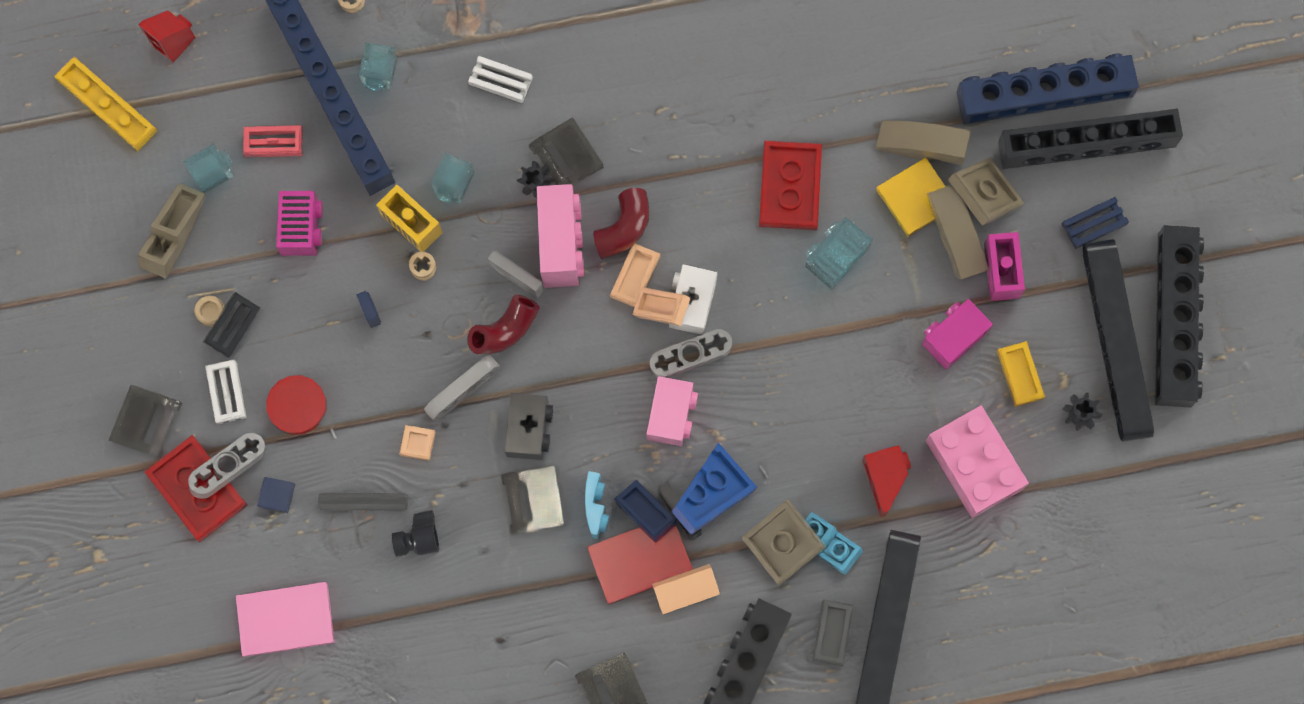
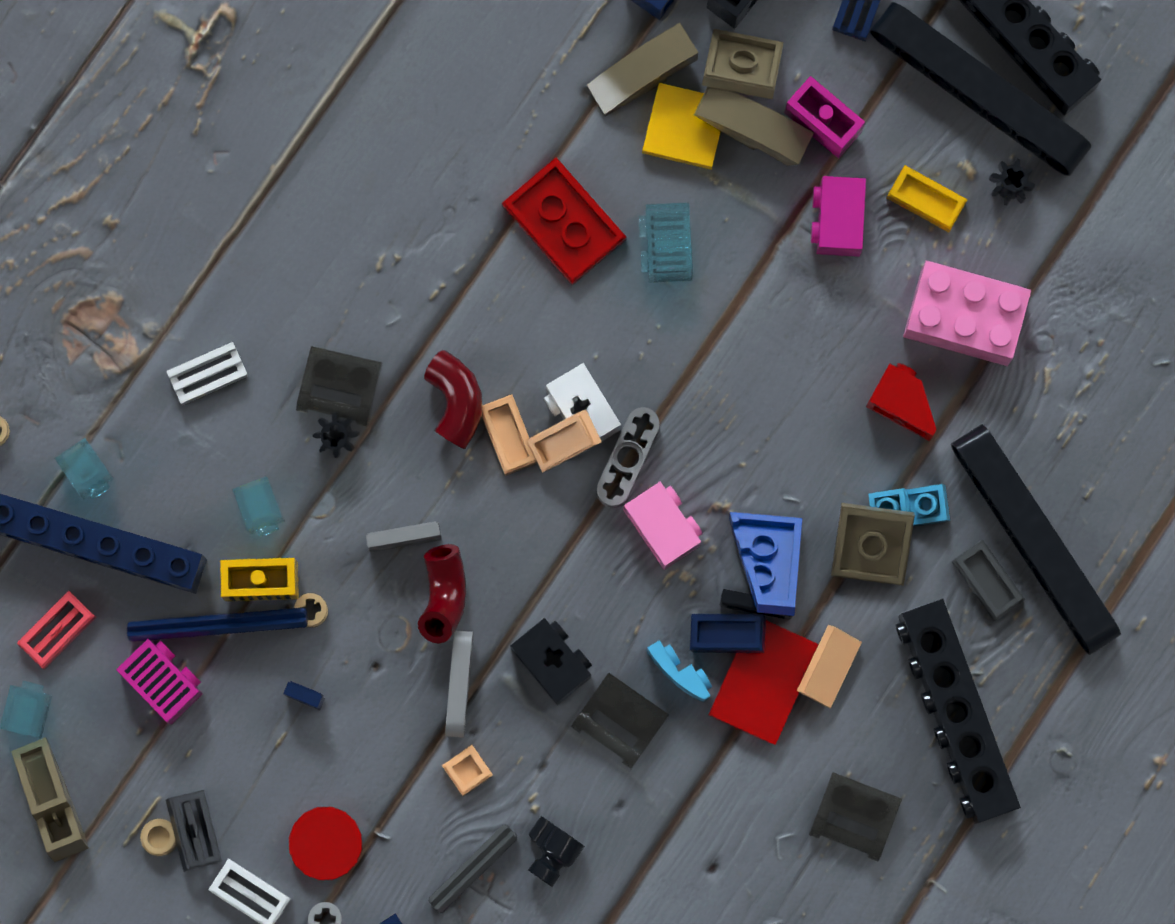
camera: 50 degrees left, 5 degrees up
(362, 222) = (217, 624): none -> dark blue axle
(559, 236) = (411, 464): bright pink brick -> none

